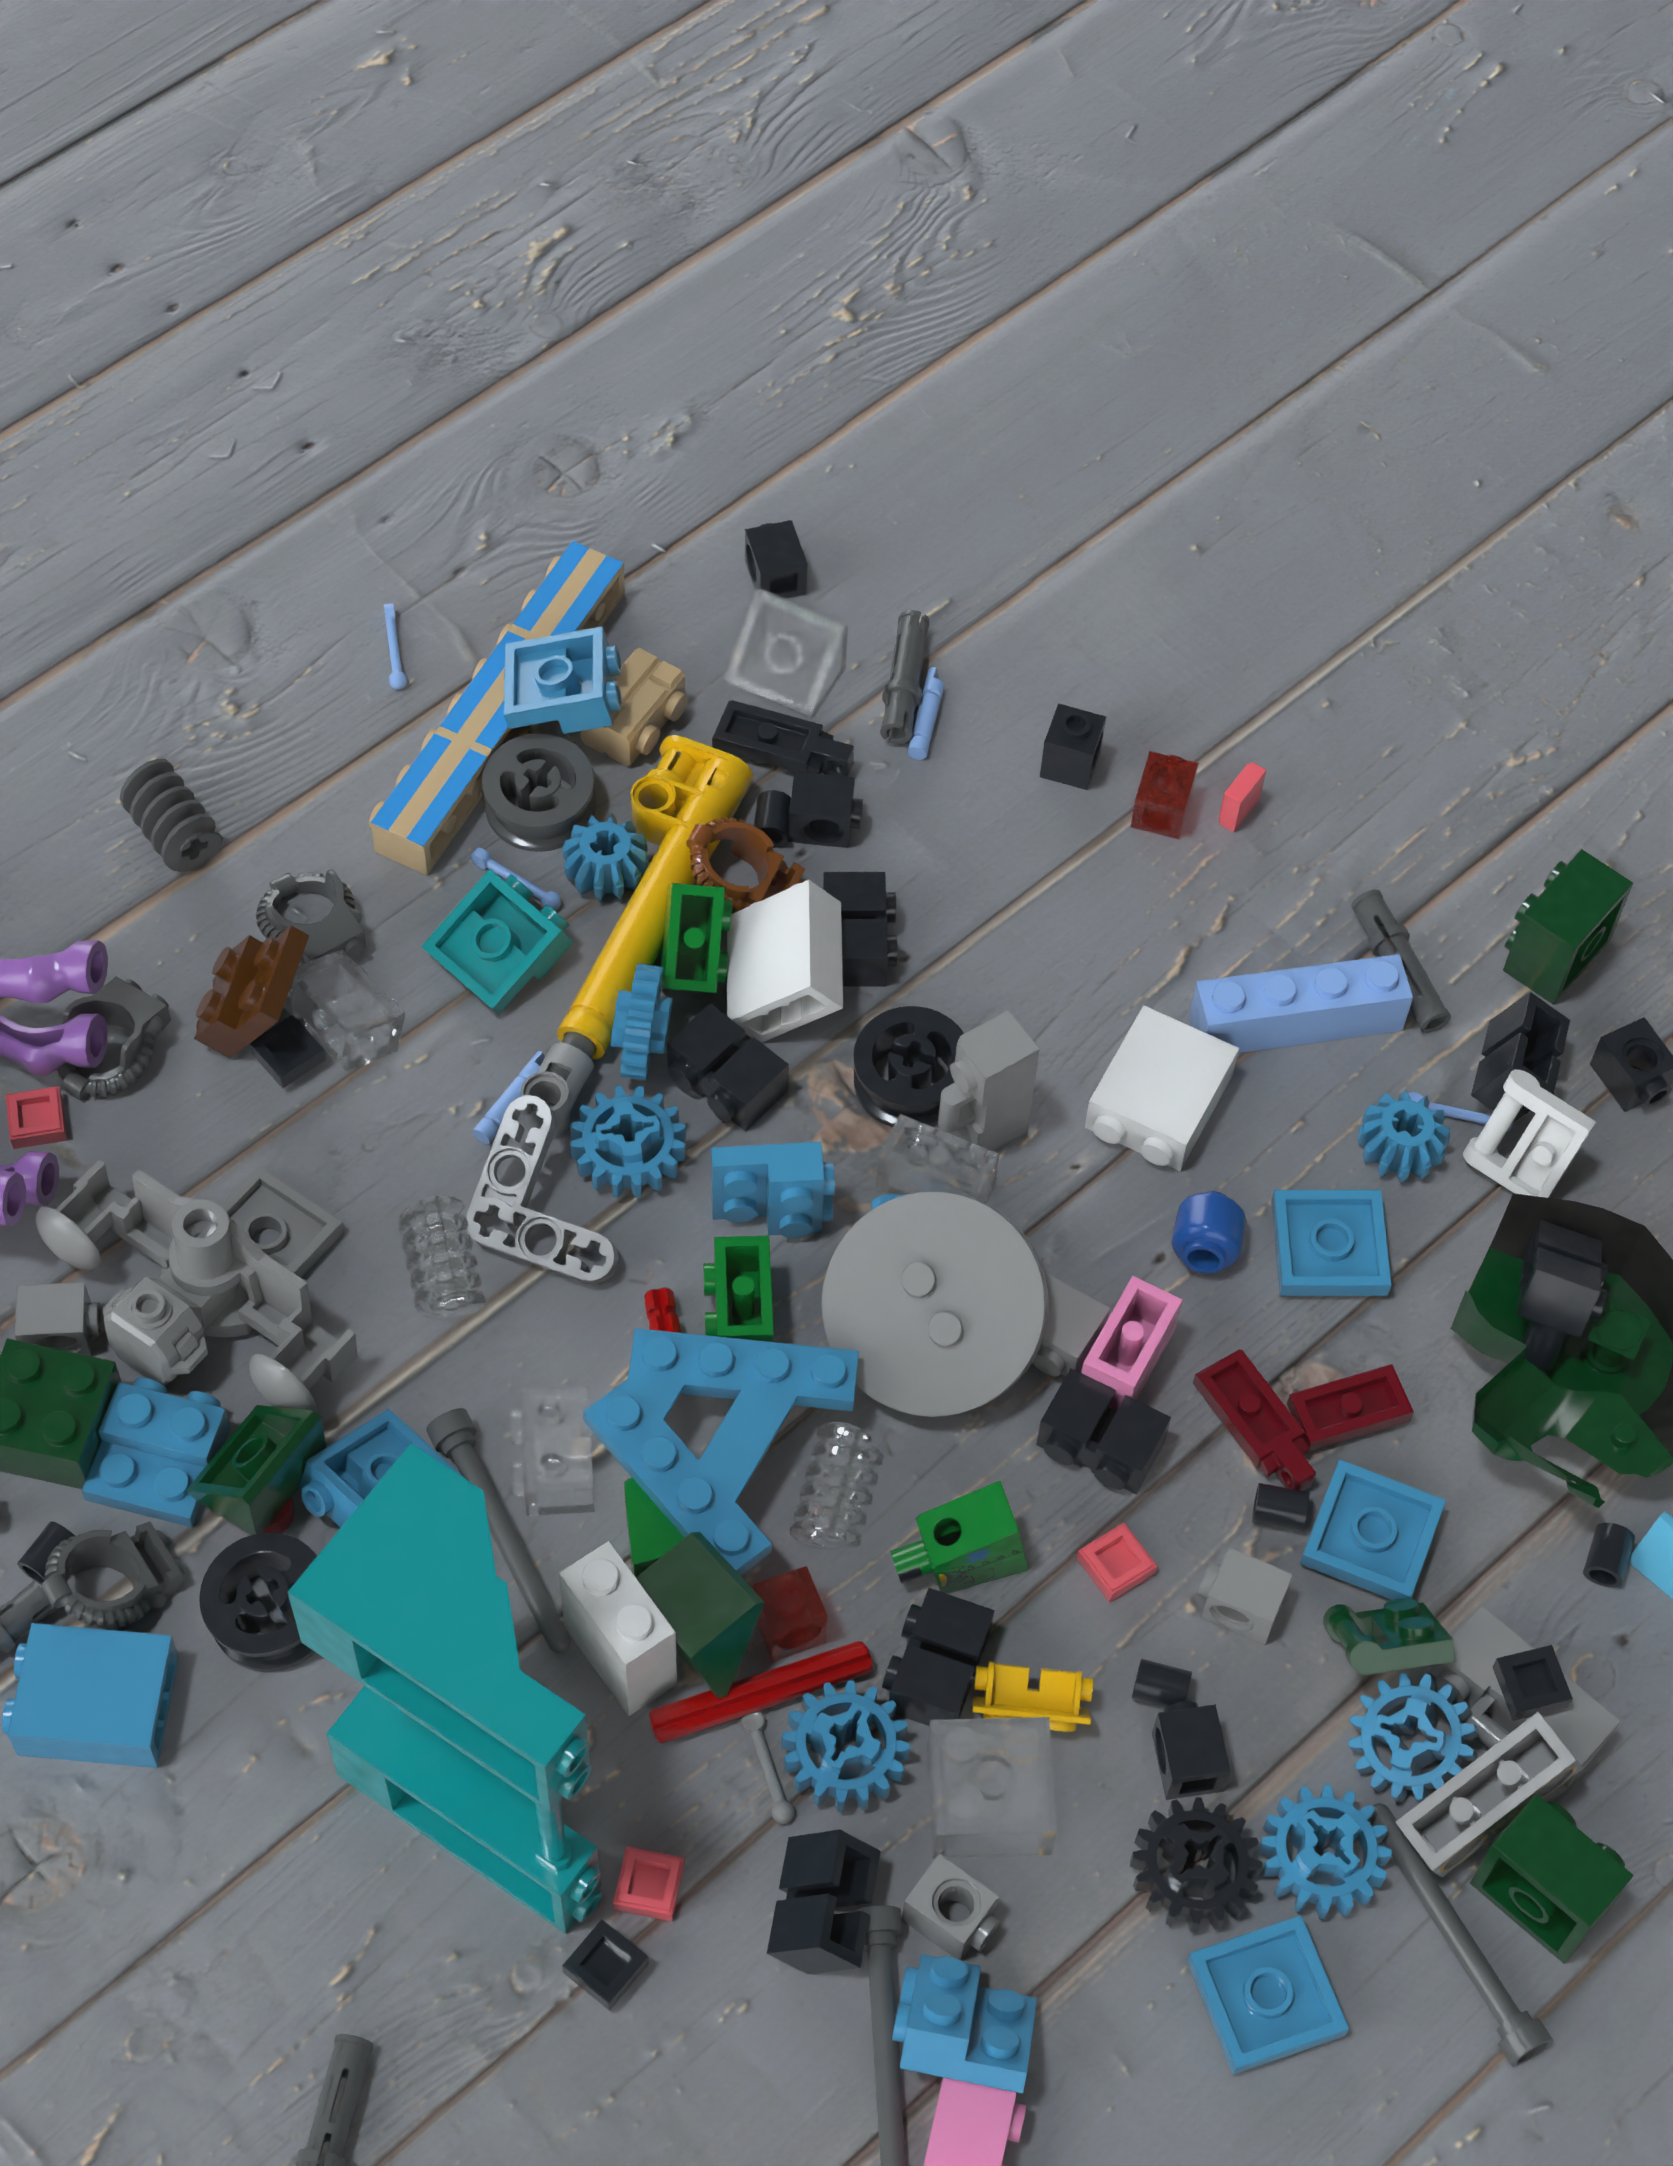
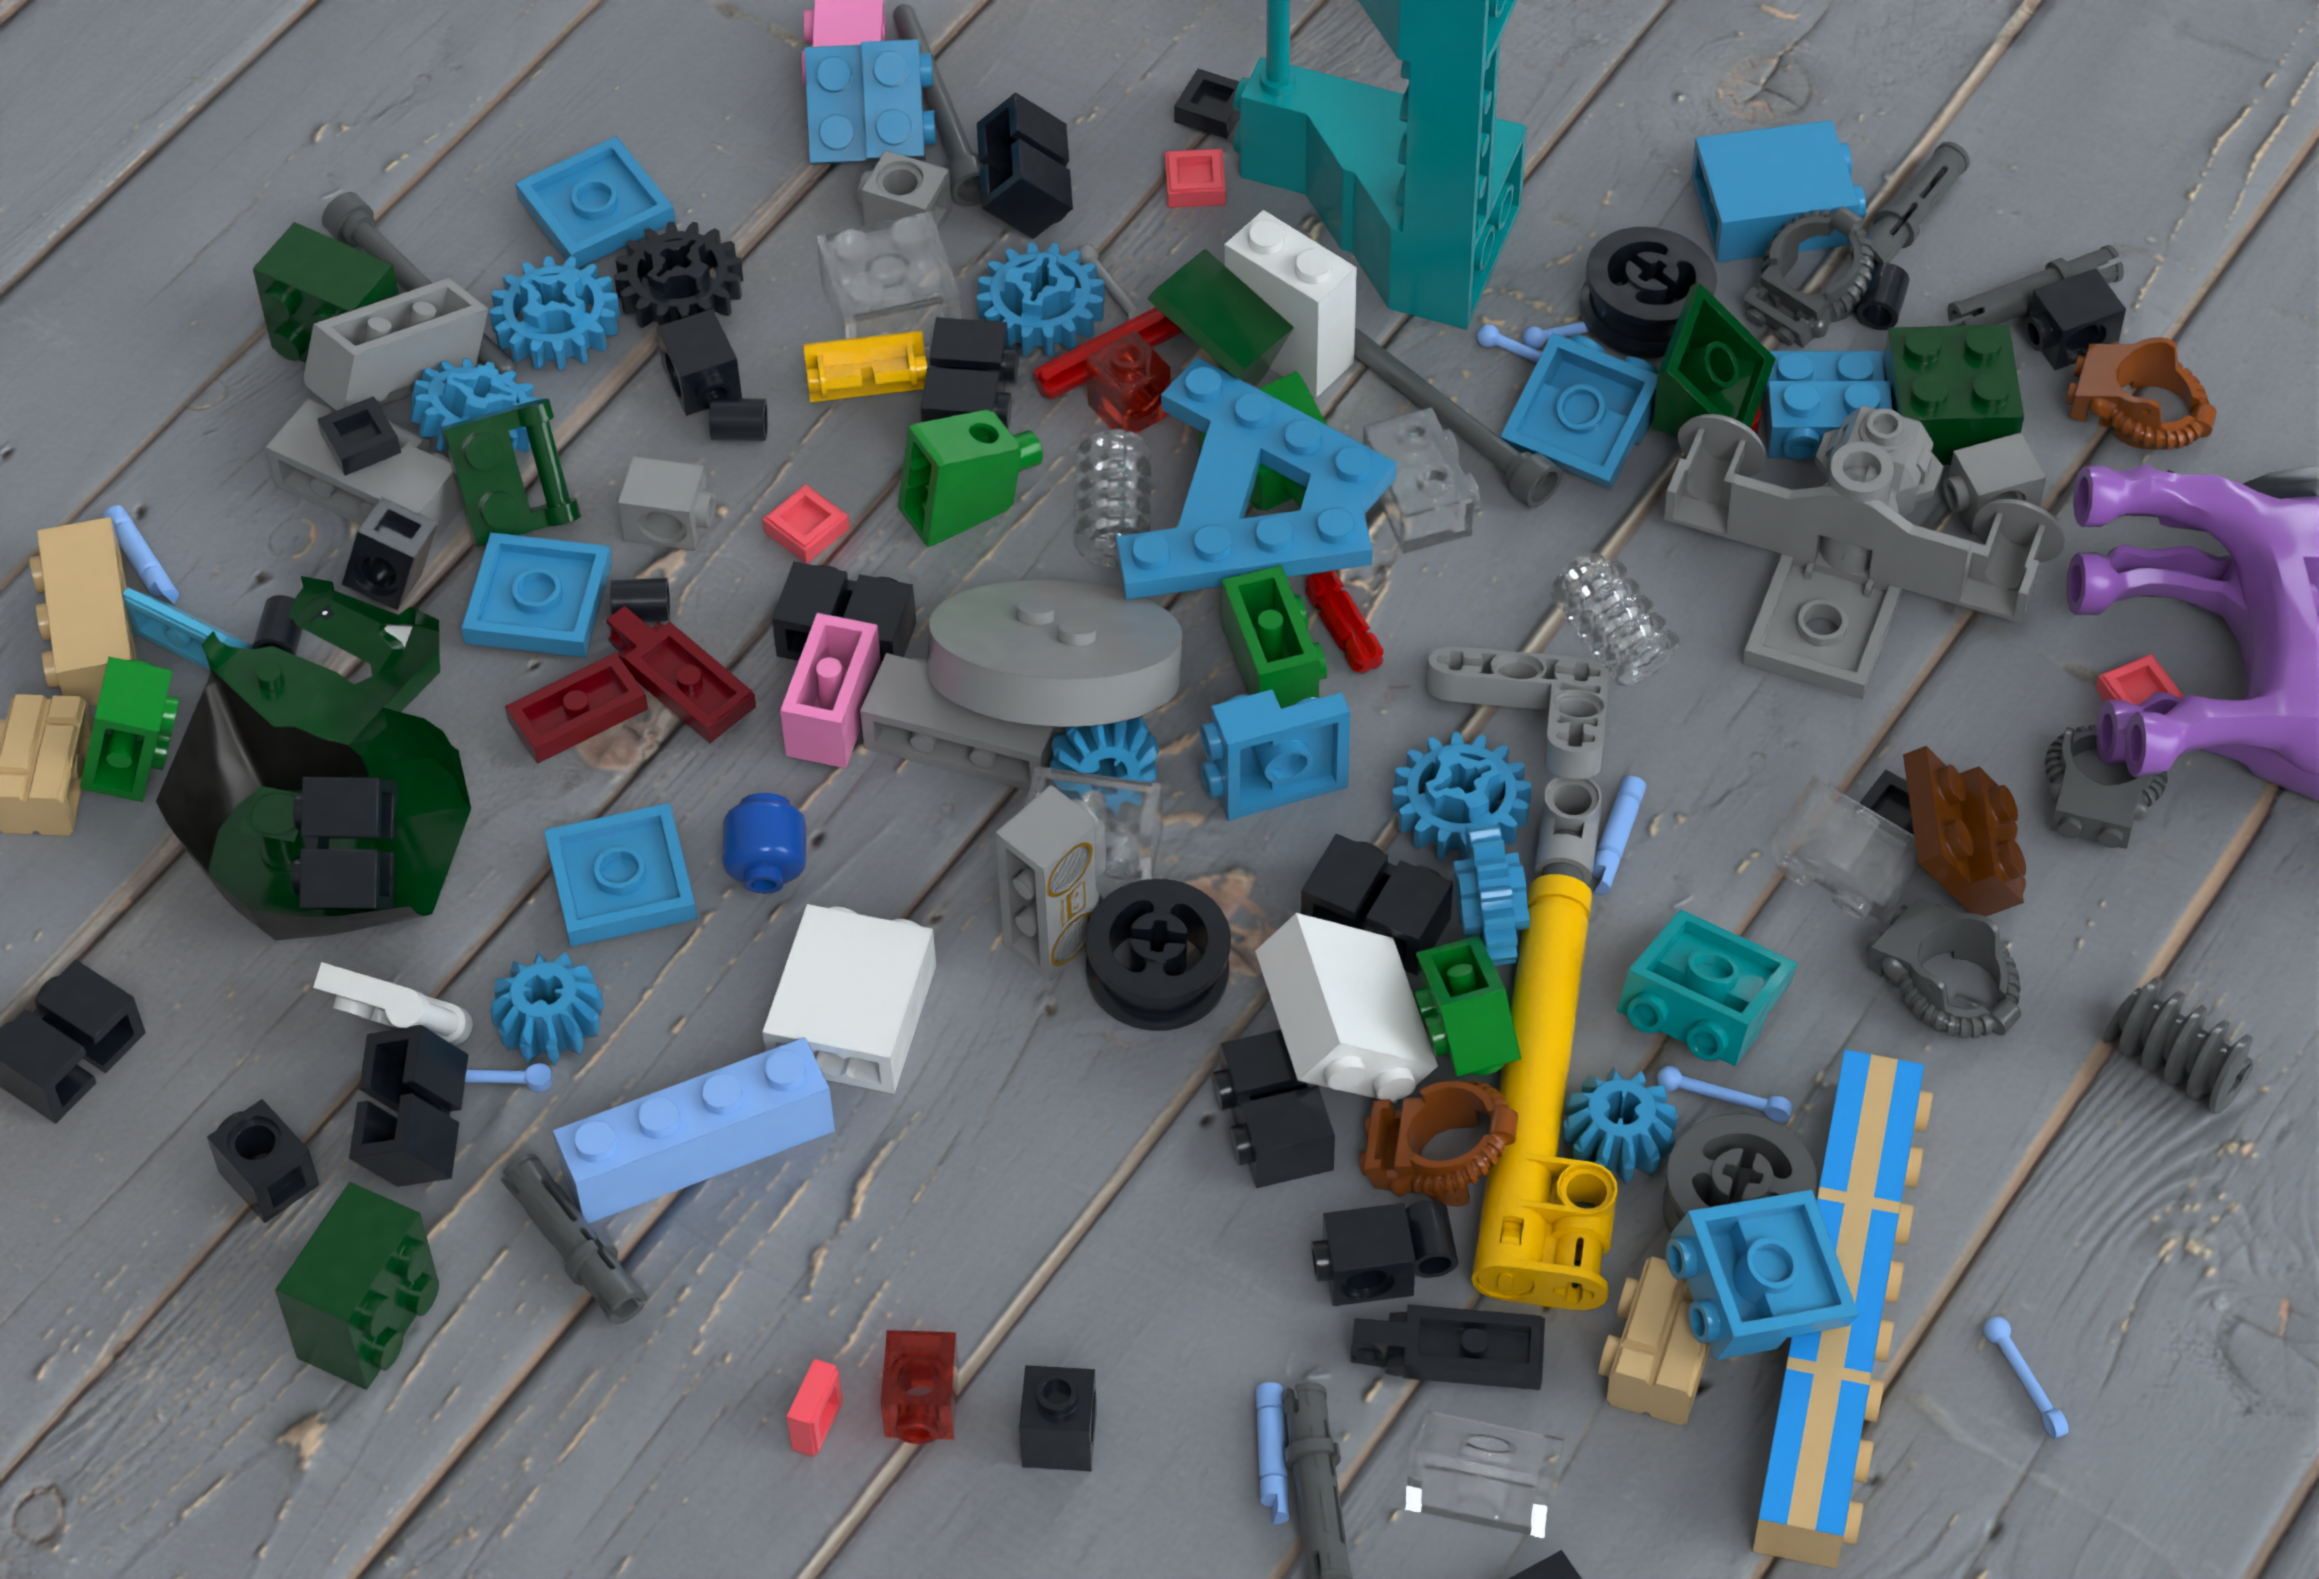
camera: 170 degrees right, 5 degrees down
(1507, 1581) = (389, 553): none -> black brick

